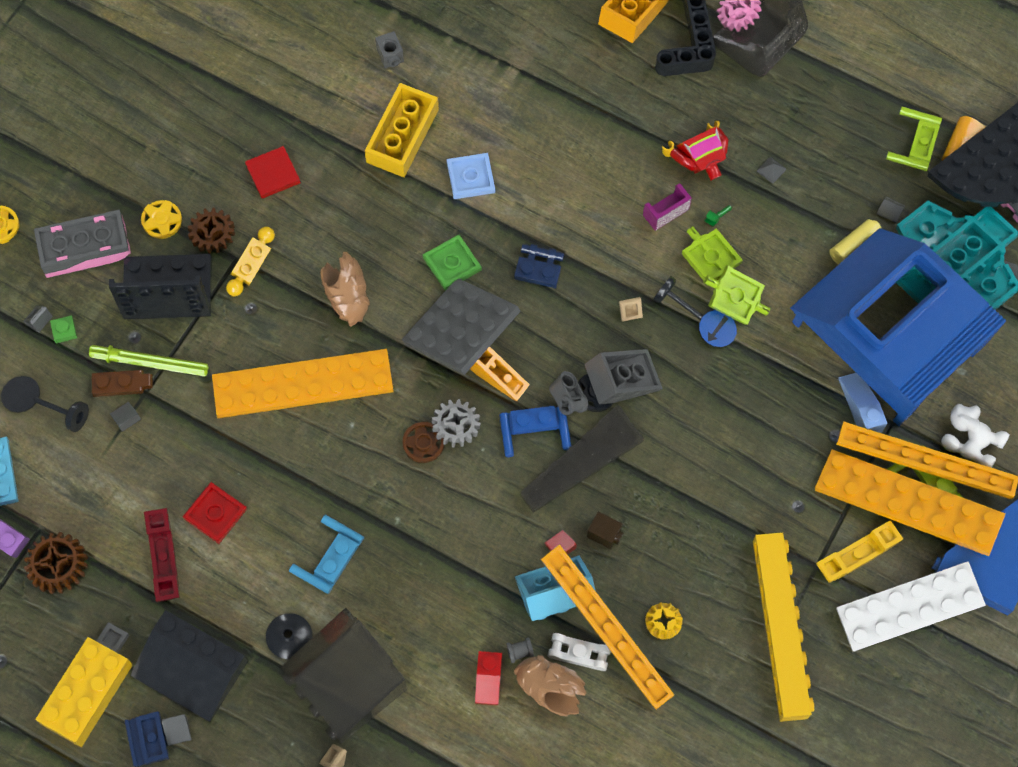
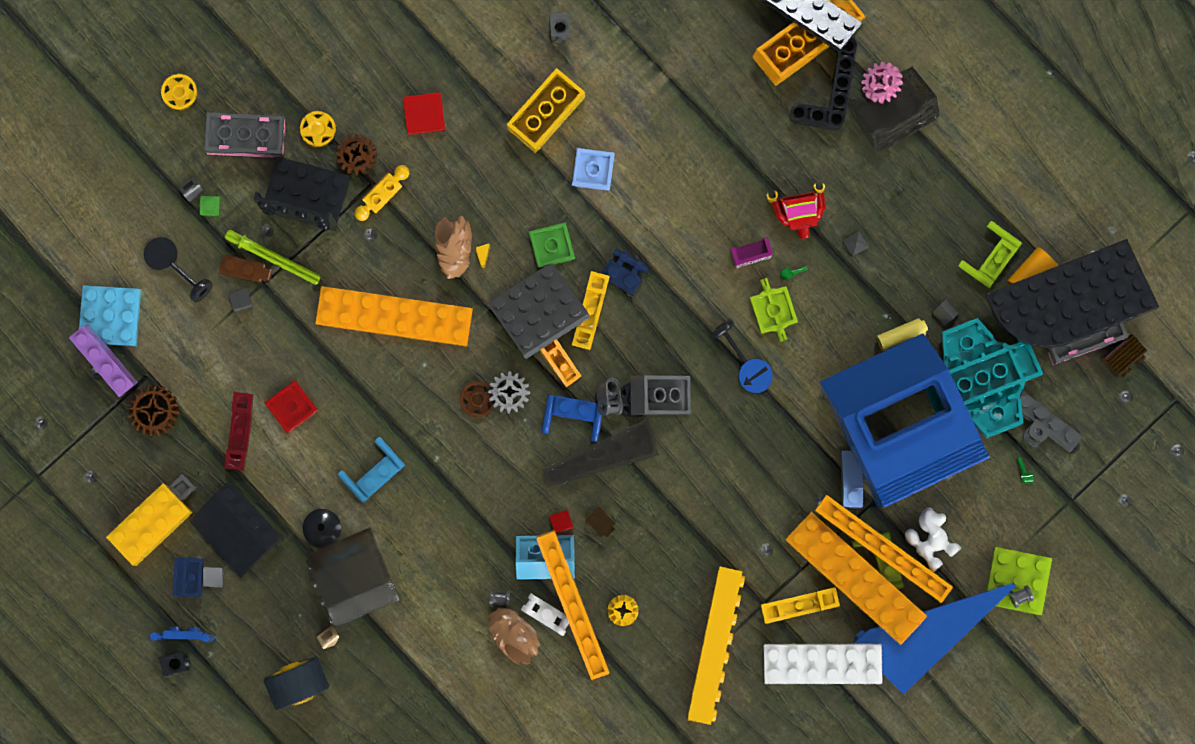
camera: 15 degrees right, 15 degrees up
(379, 290) = (482, 253): none -> yellow slope
(488, 678) = (467, 613): slope -> none
(518, 330) = (593, 304): none -> yellow slope
(631, 309) = (688, 336): tan slope -> none
(736, 295) = (780, 353): lime plate -> none

